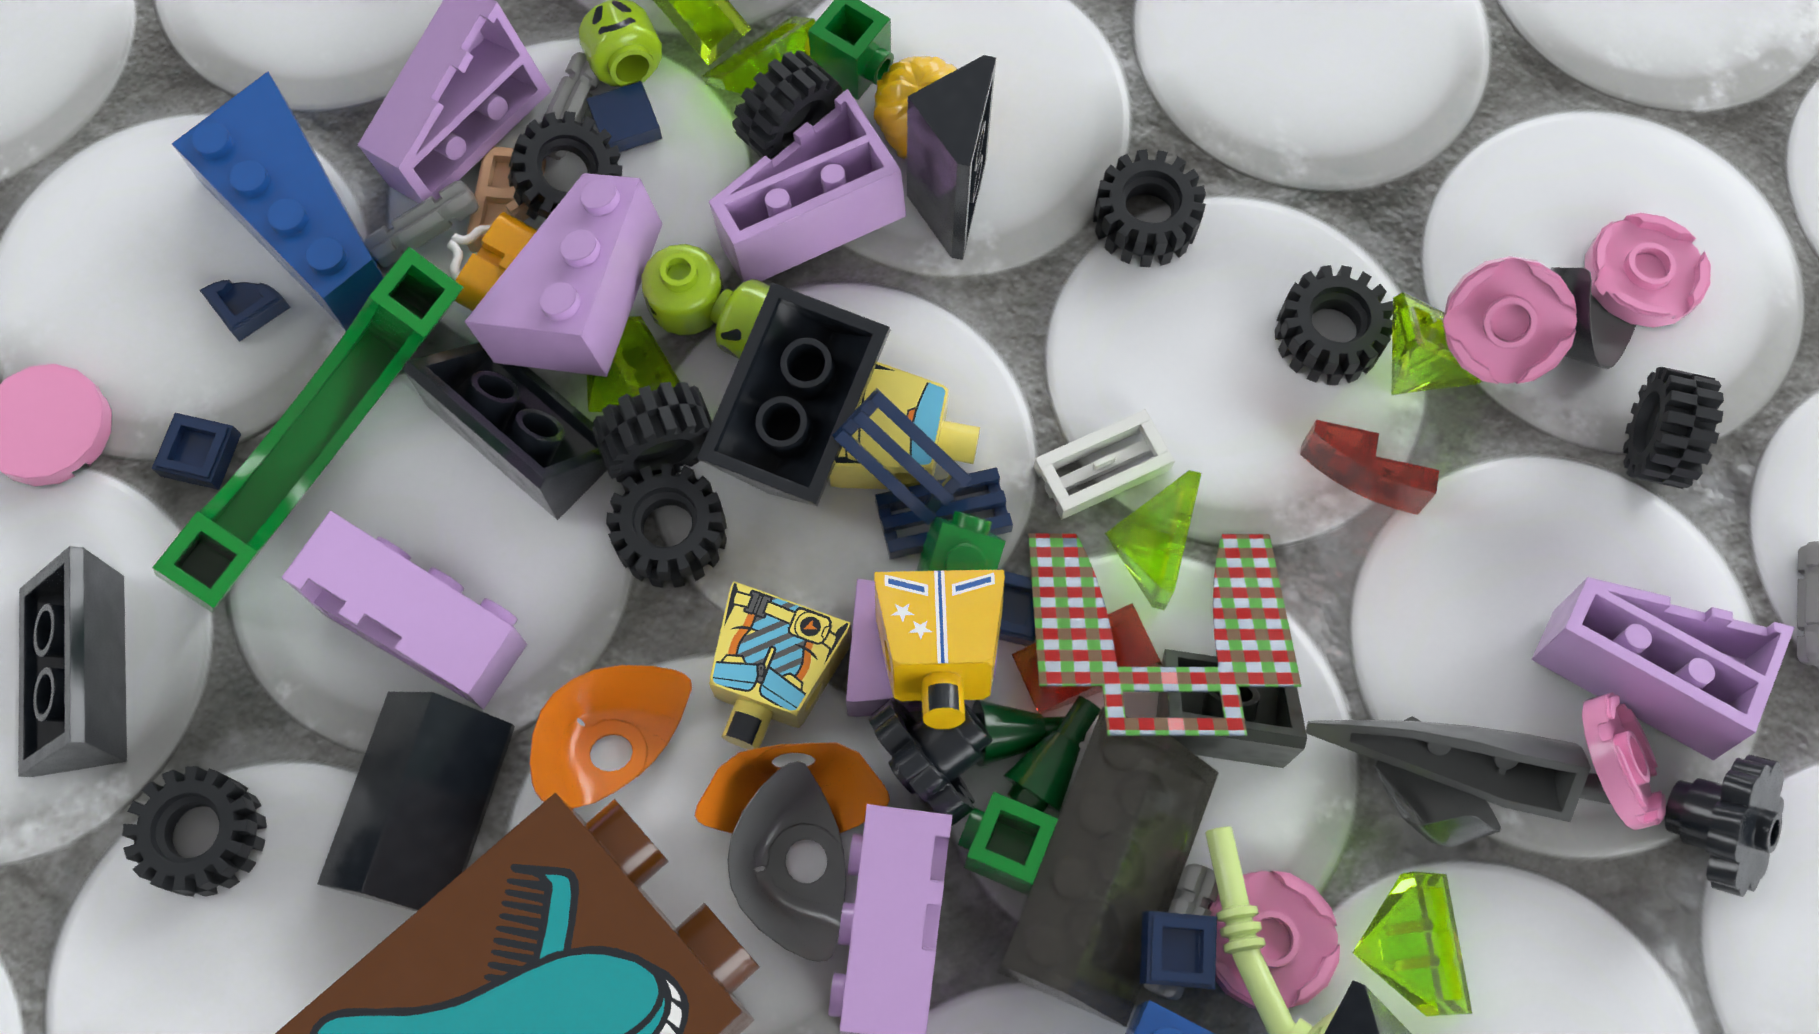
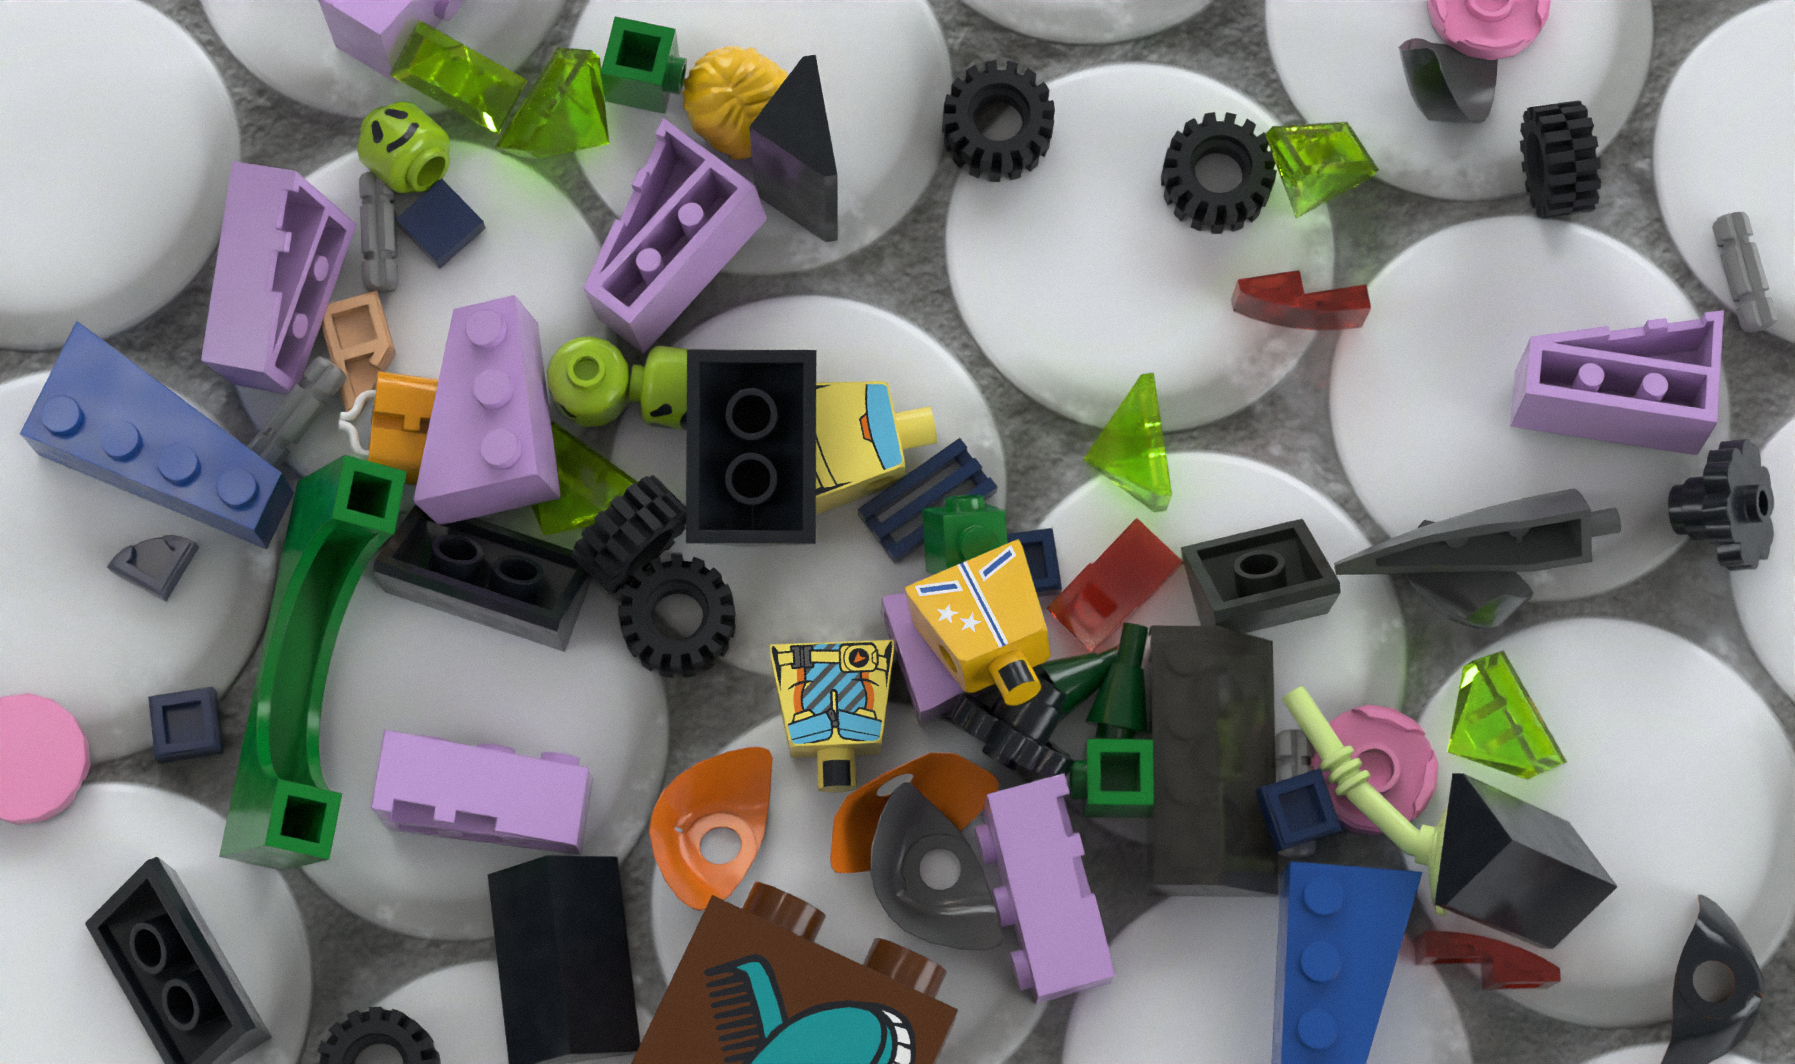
camera: 25 degrees left, 5 degrees up
(554, 136) = (379, 310): black tyre -> none
(784, 101) = (609, 157): black tyre -> none
(940, 493) = (922, 486): dark blue tile -> none
(1058, 486) = (1022, 432): white tile -> none
(1079, 649) = (1105, 575): piece -> none
(1510, 320) = (1378, 117): bright pink tile -> none
(1623, 761) = (1617, 489): bright pink tile -> none

